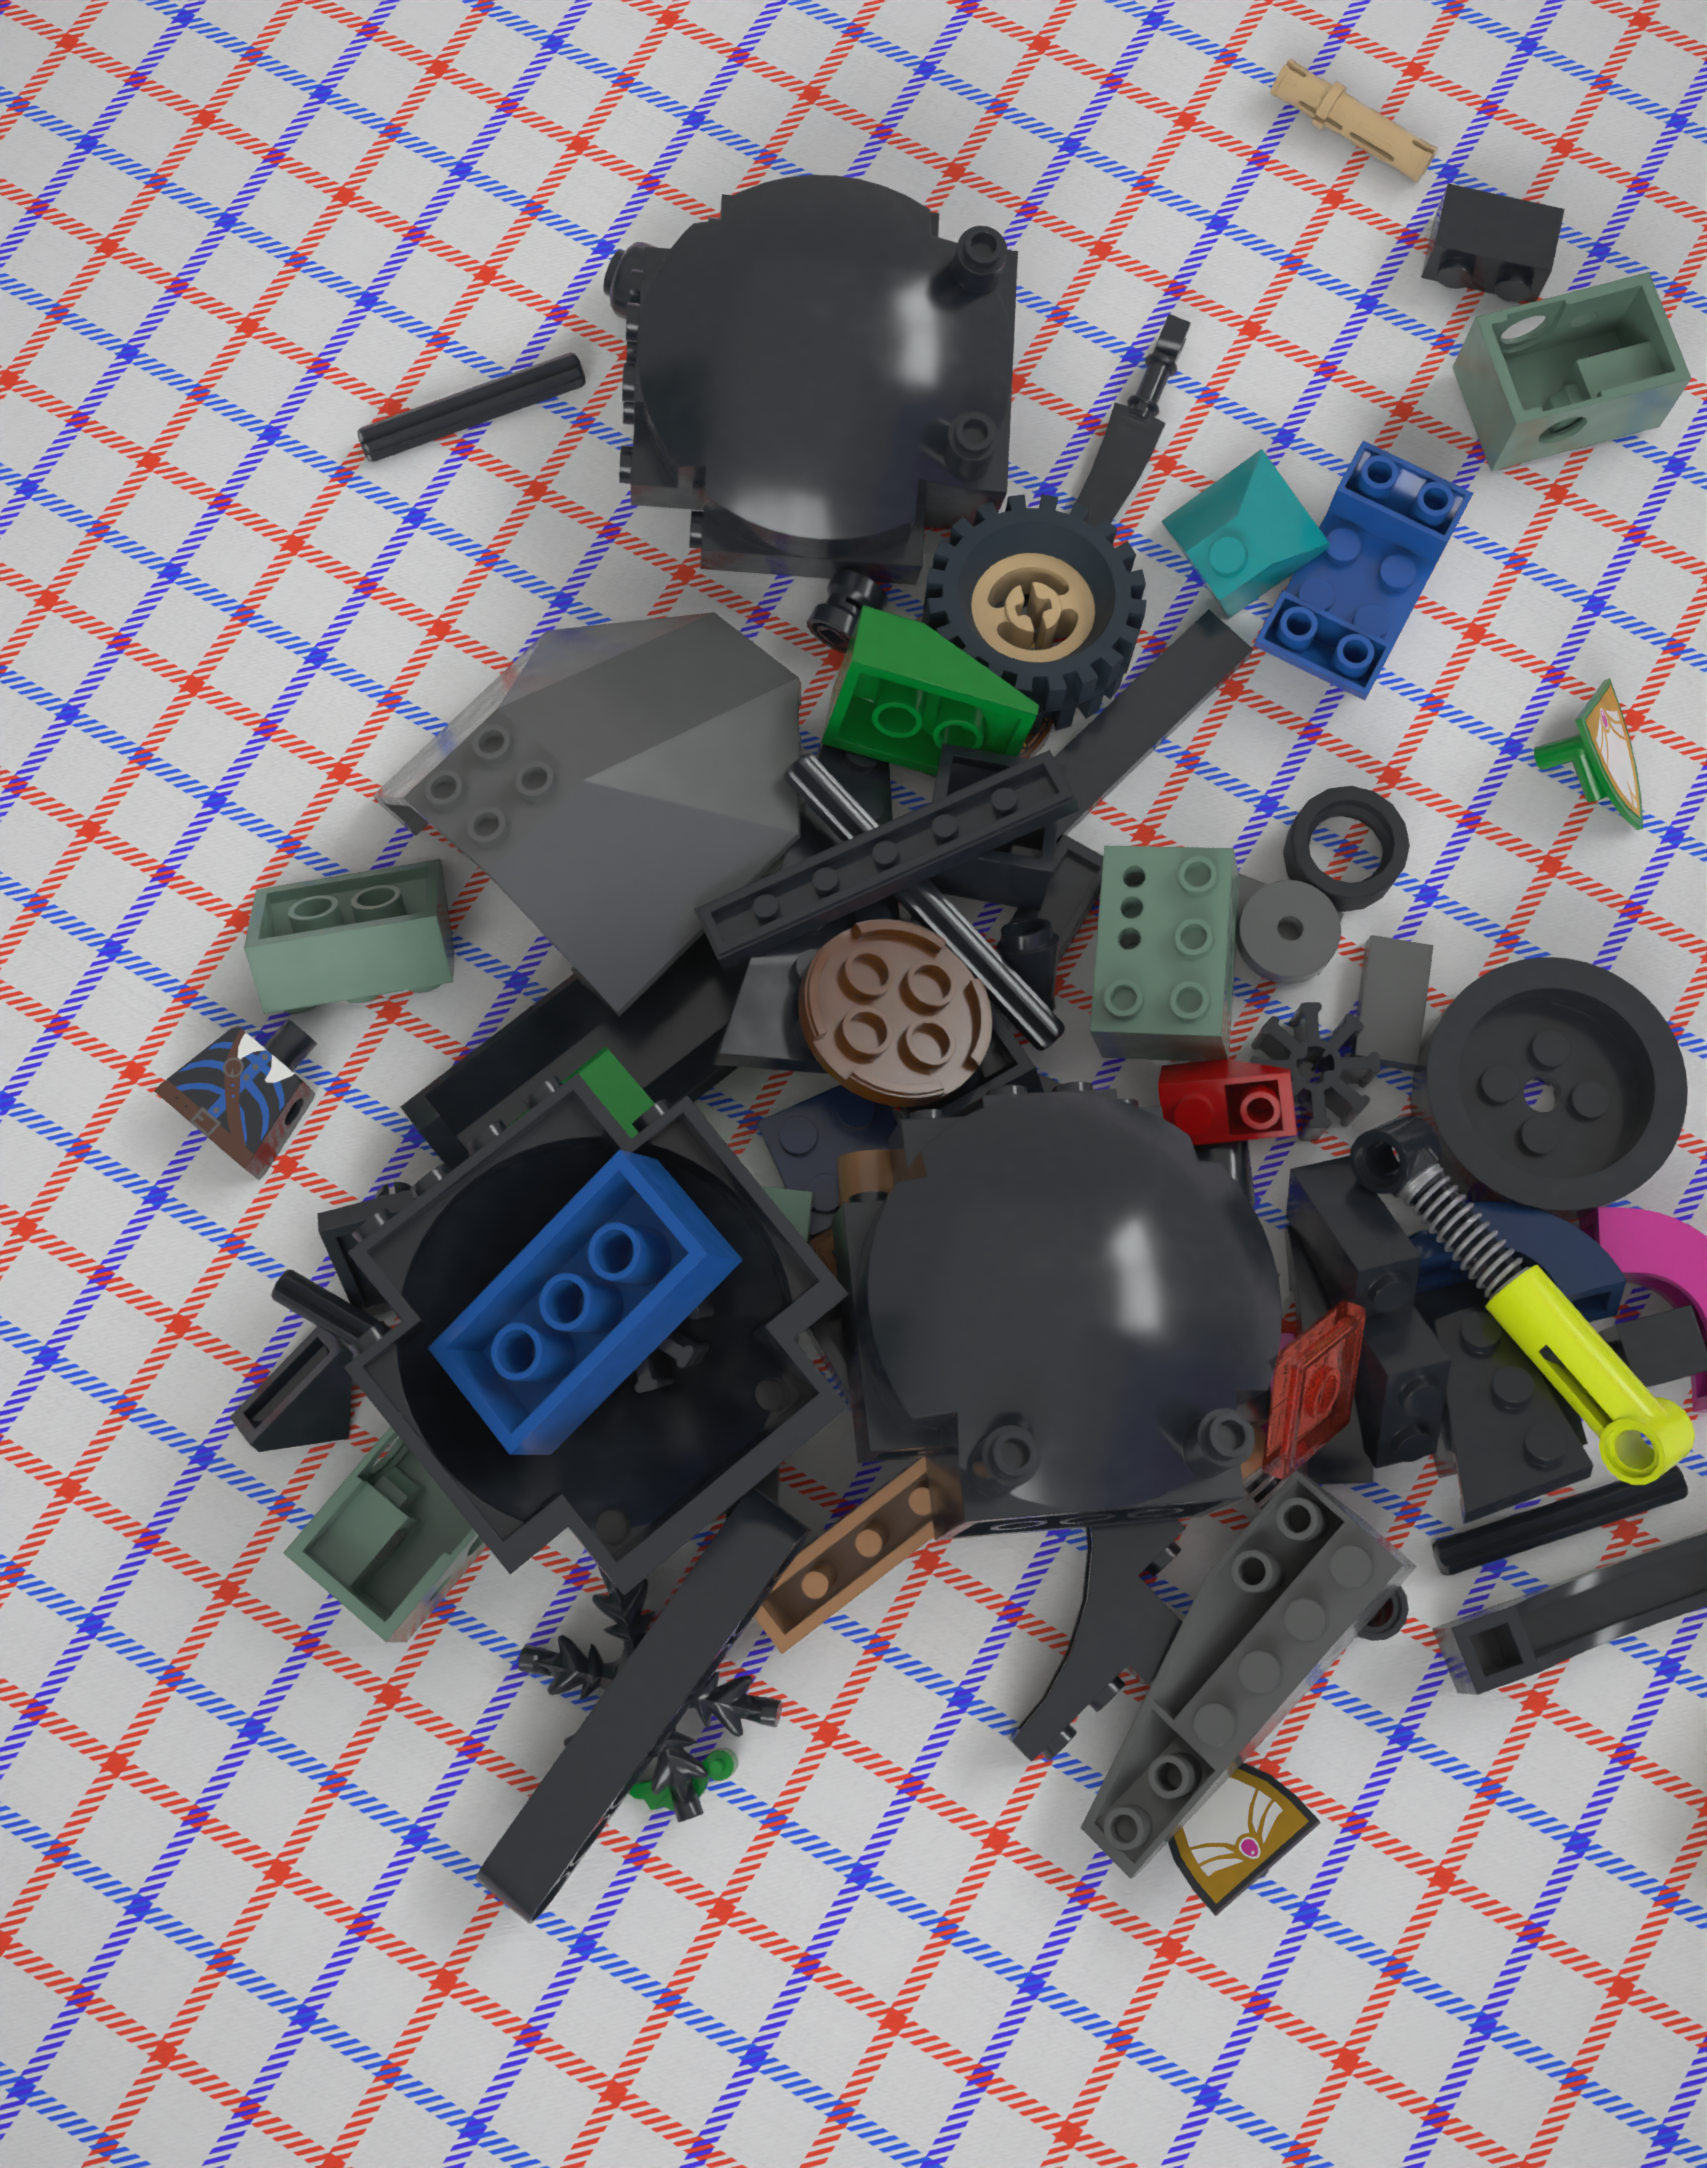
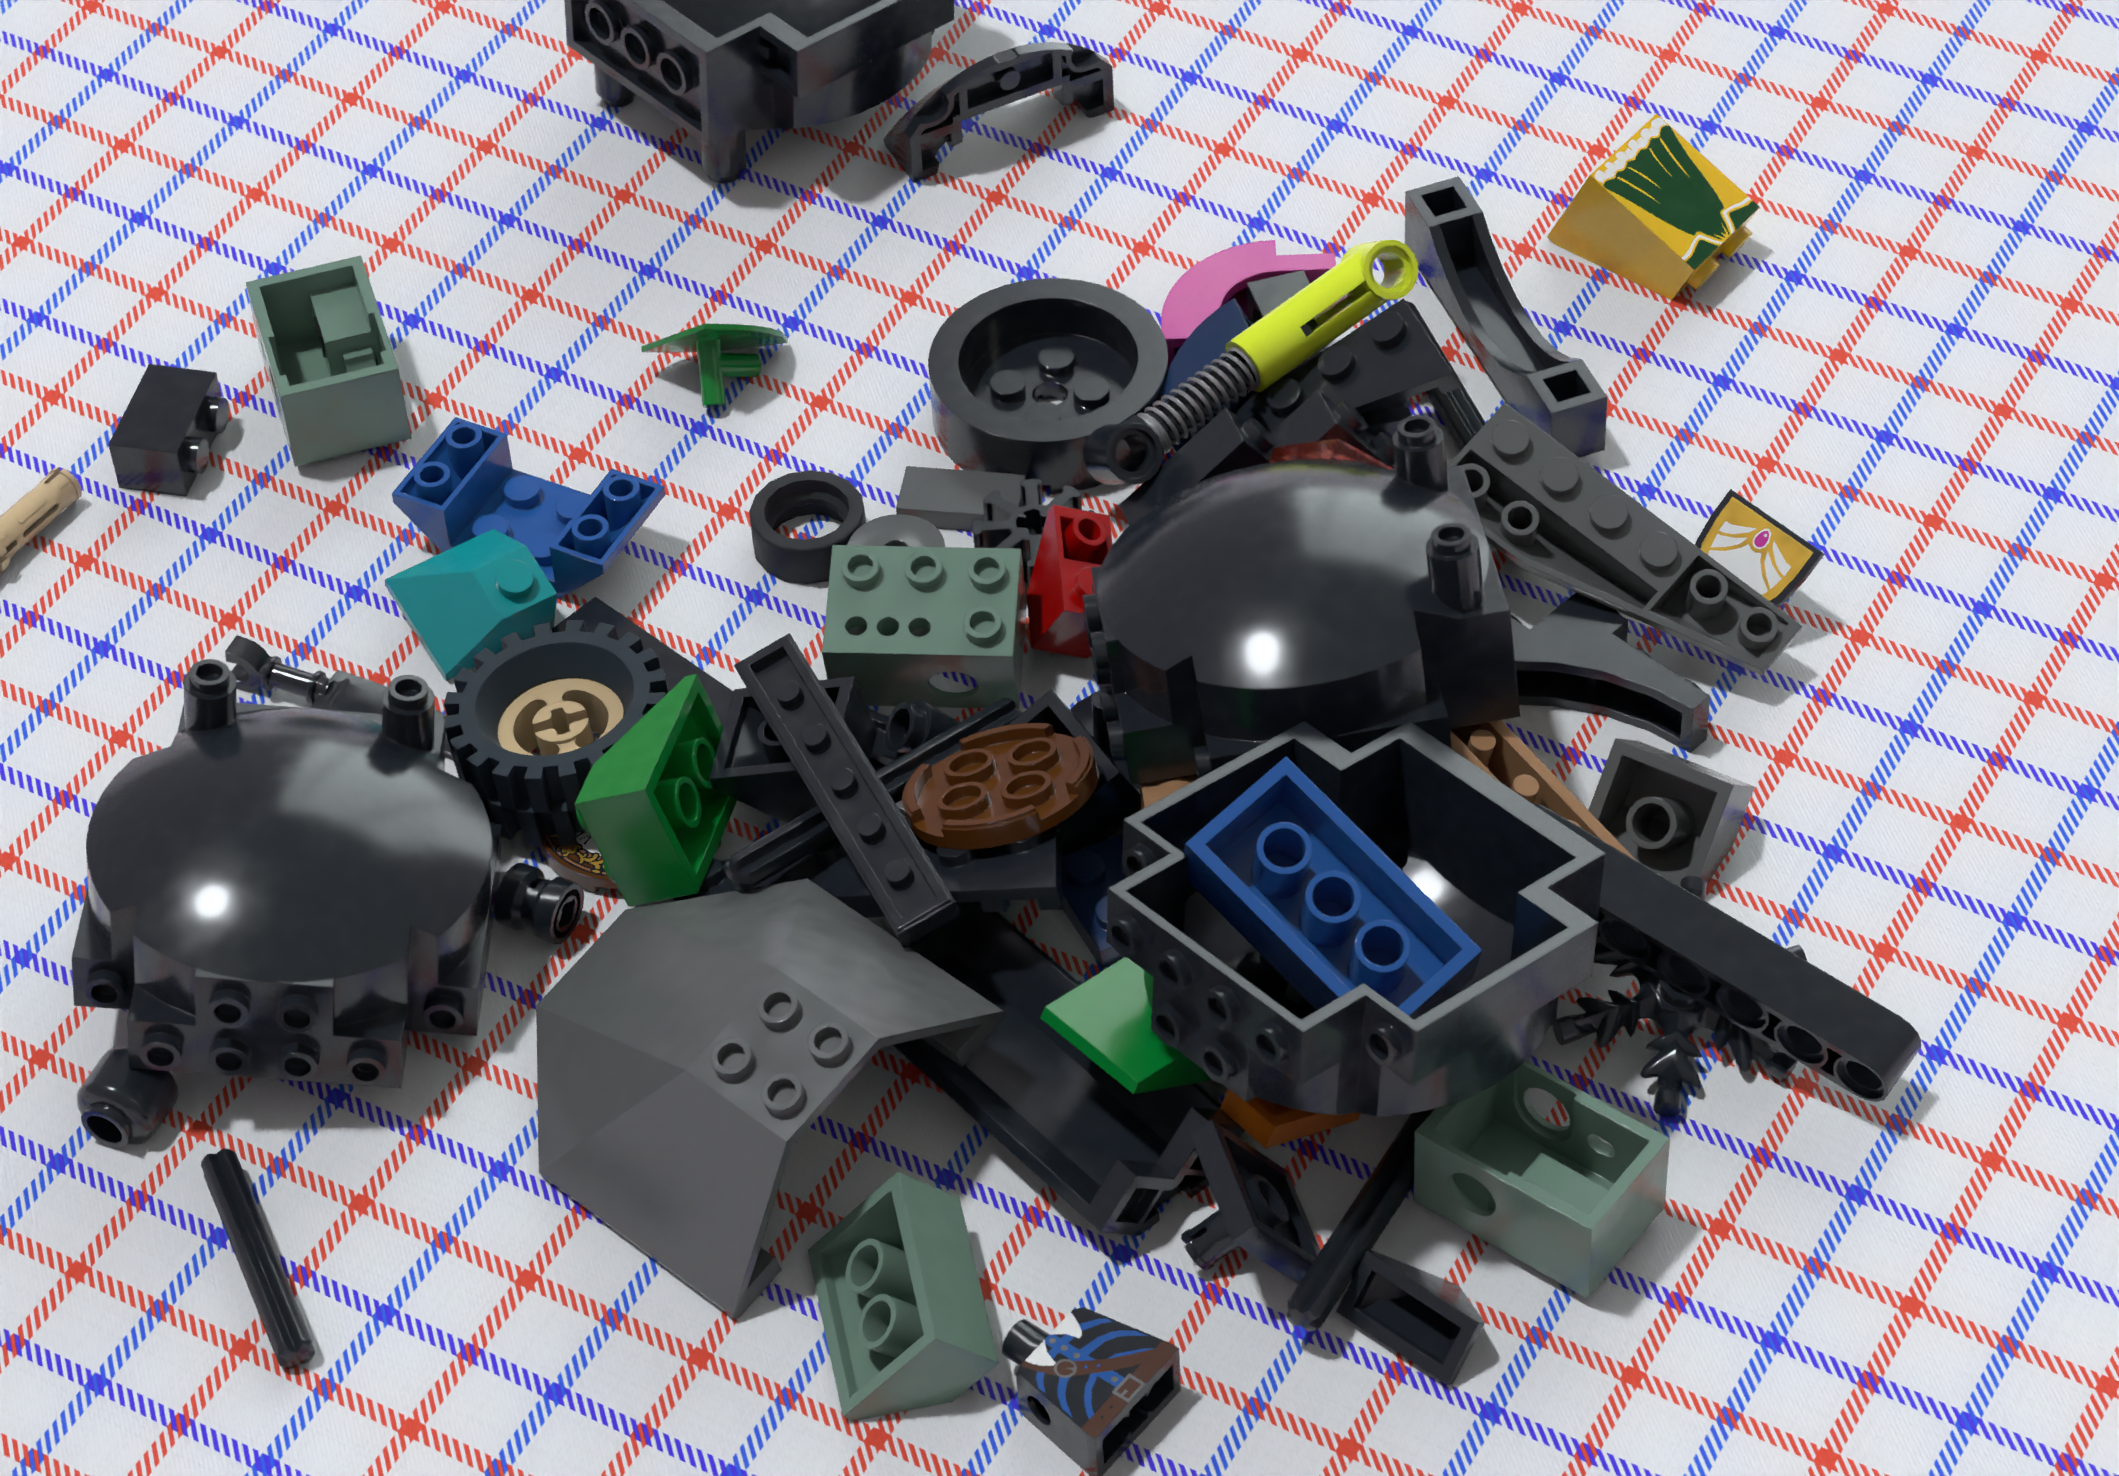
camera: 90 degrees left, 30 degrees down
(886, 1695) = (1669, 809): none -> dark grey slope

